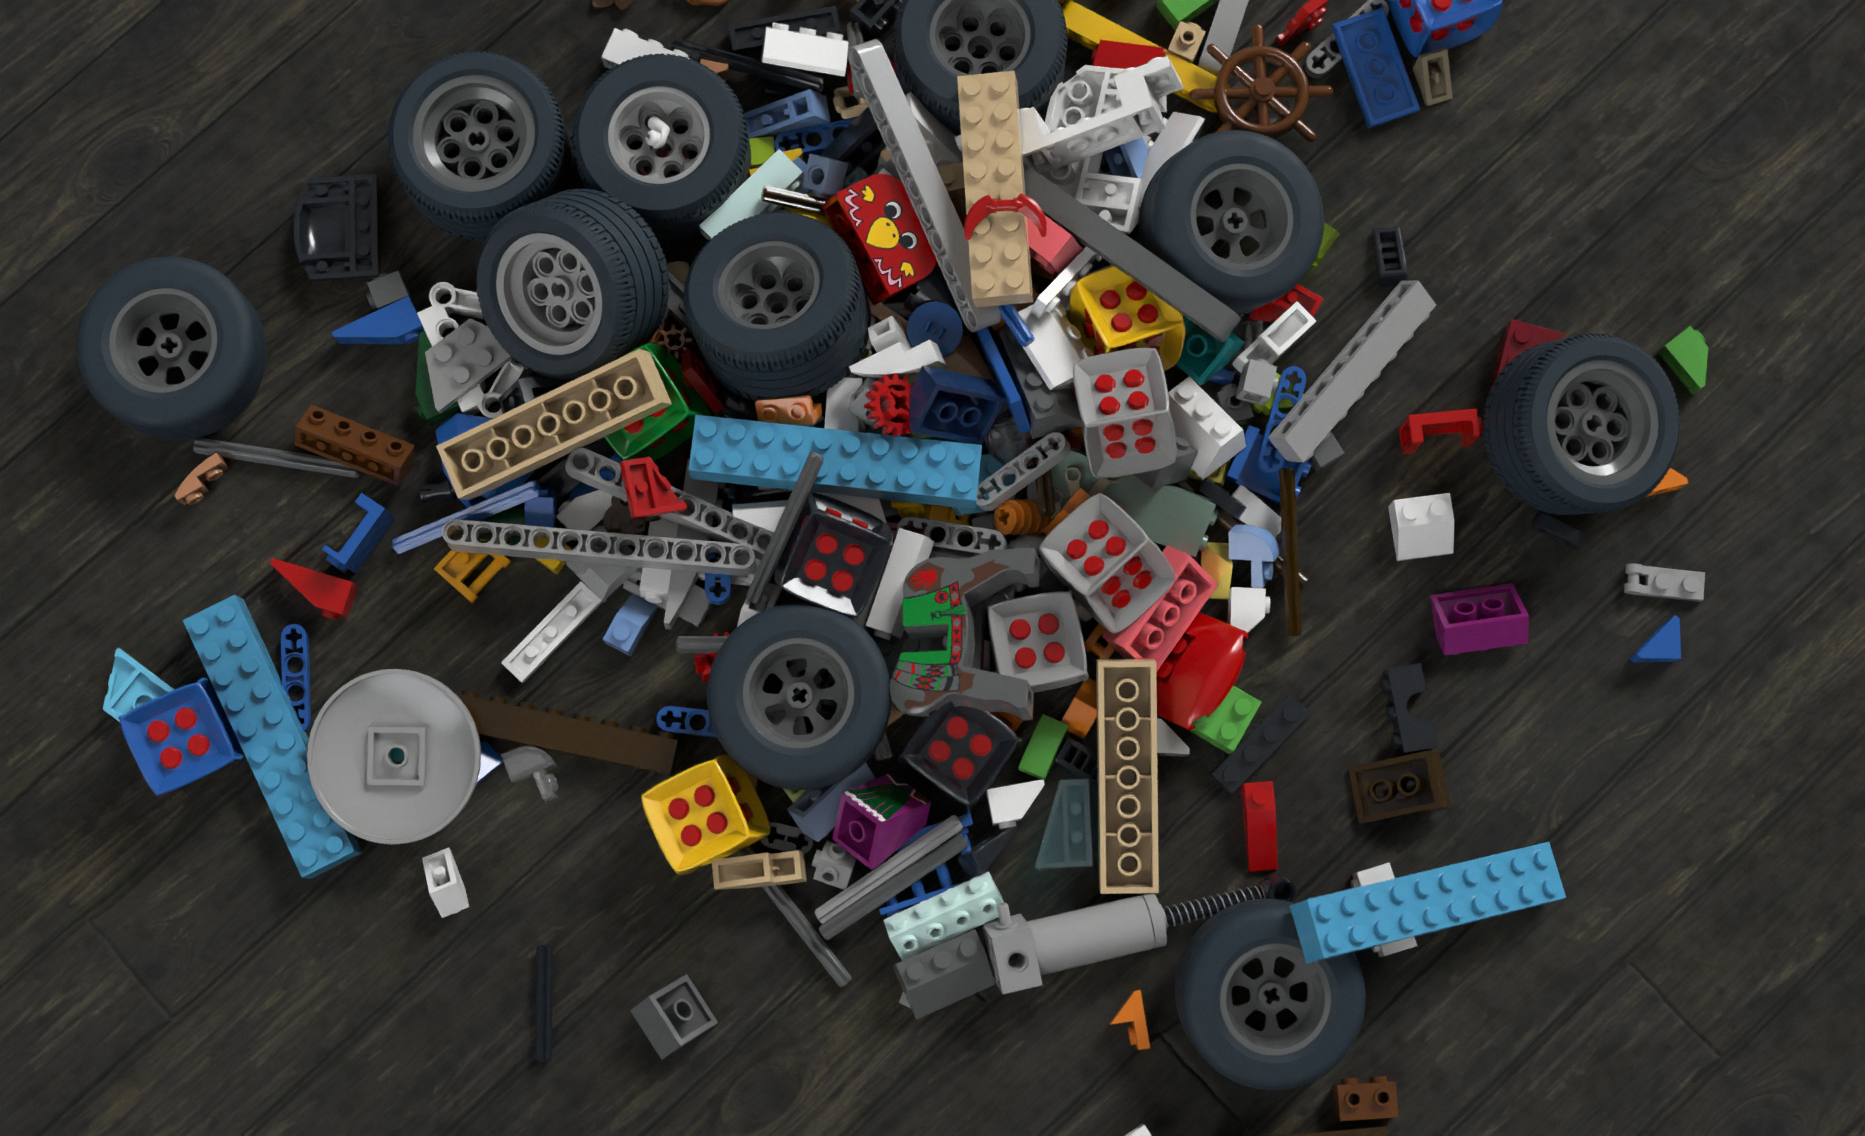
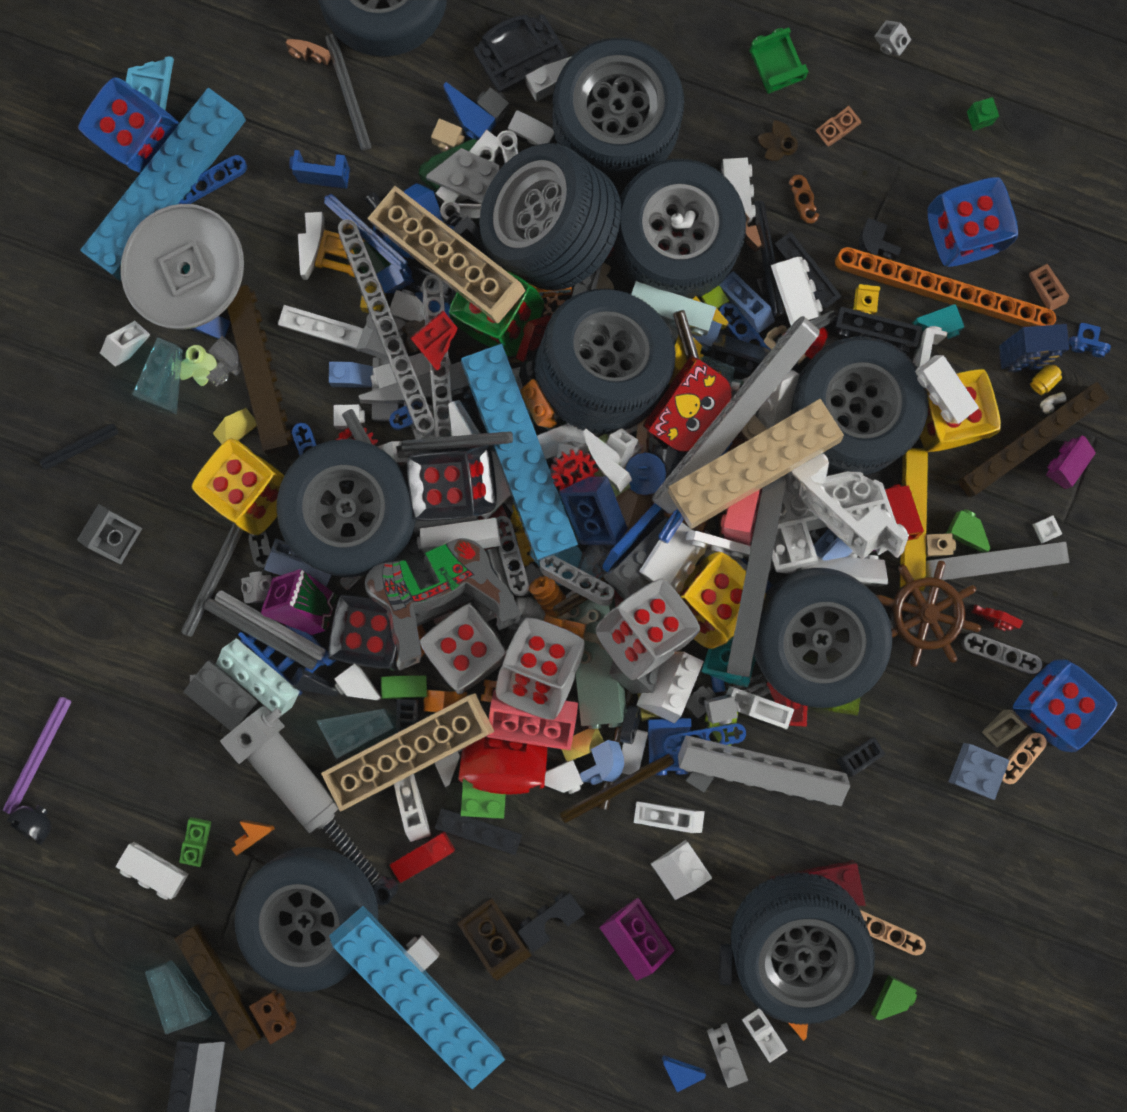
camera: 60 degrees right, 5 degrees up
(325, 592) = (273, 166): red slope -> none
(354, 445) = (379, 136): reddish brown brick -> none
(391, 207) = (543, 80): none -> white slope
(398, 364) = (447, 135): none -> tan brick
(440, 592) = (310, 243): none -> white slope
(442, 262) = (530, 129): none -> white slope
(512, 856) = (161, 377): none -> clear light blue wedge
(524, 806) = (199, 367): none -> yellowish green plate
(621, 798) = (235, 426): none -> light yellow slope
(672, 659) = (339, 422): none -> white brick
(759, 870) = (228, 541): tan slope -> none
(824, 175) = (713, 346): sand blue brick -> none
(1021, 204) = (749, 486): red piece -> none
(1107, 1095) = (195, 842): none -> bright green slope
(1197, 809) = (412, 809): none -> white slope
(1352, 510) = (669, 817): none -> white slope
(1375, 67) = (989, 683): blue tile -> none
(1437, 423) = (745, 830): red panel -> none
(1464, 61) = (1030, 757): none -> light nougat beam
(1470, 130) = (979, 771): none -> sand blue brick
(1604, 327) = (887, 928): none -> light nougat beam
(1661, 526) = (764, 1035): none -> white brick

